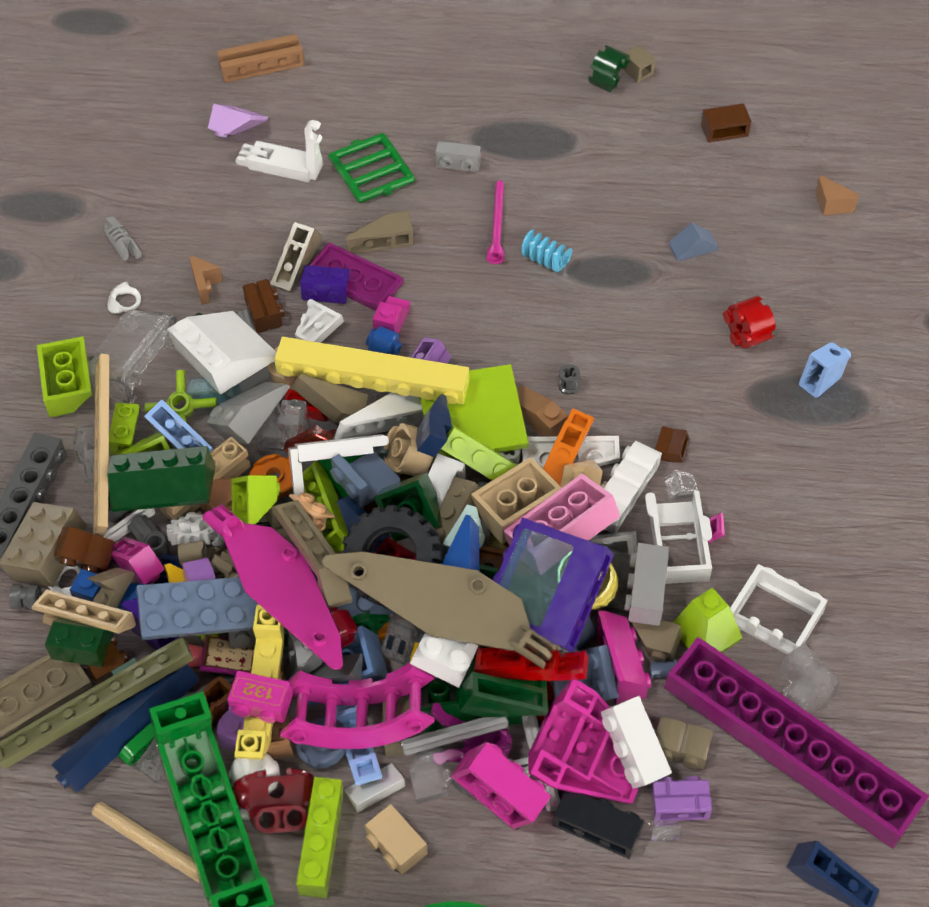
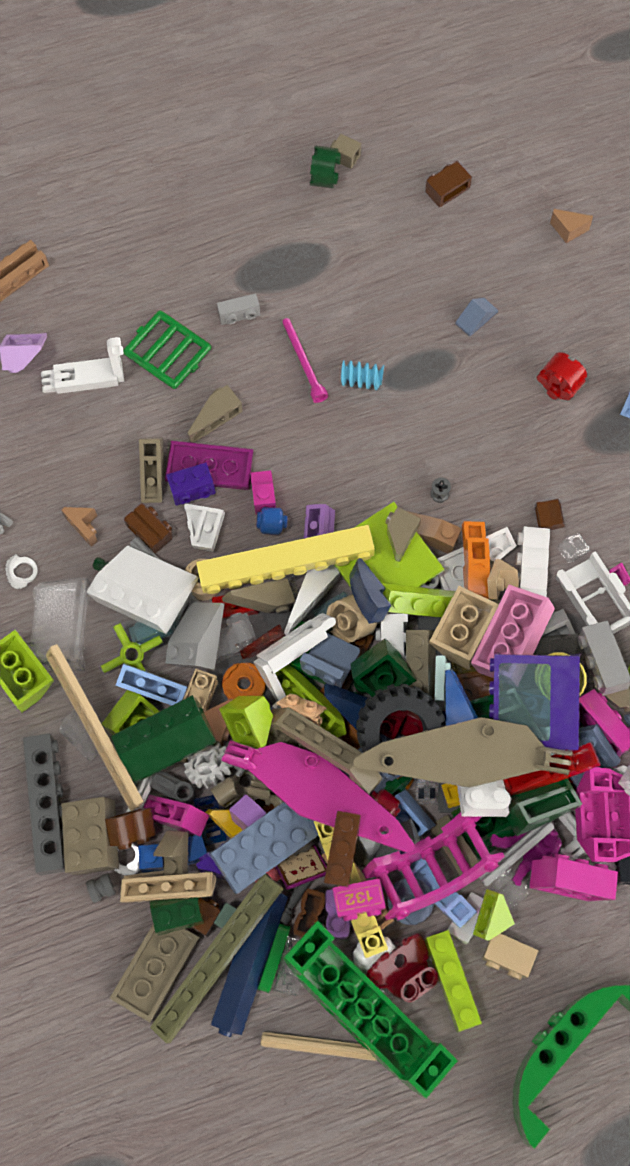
camera: 25 degrees left, 15 degrees up
(123, 426) = (97, 695): lime bracket -> none
(267, 636) = (342, 849): none -> reddish brown plate
(397, 787) = (493, 916): none -> lime slope
(502, 389) = (401, 530): none -> dark tan slope

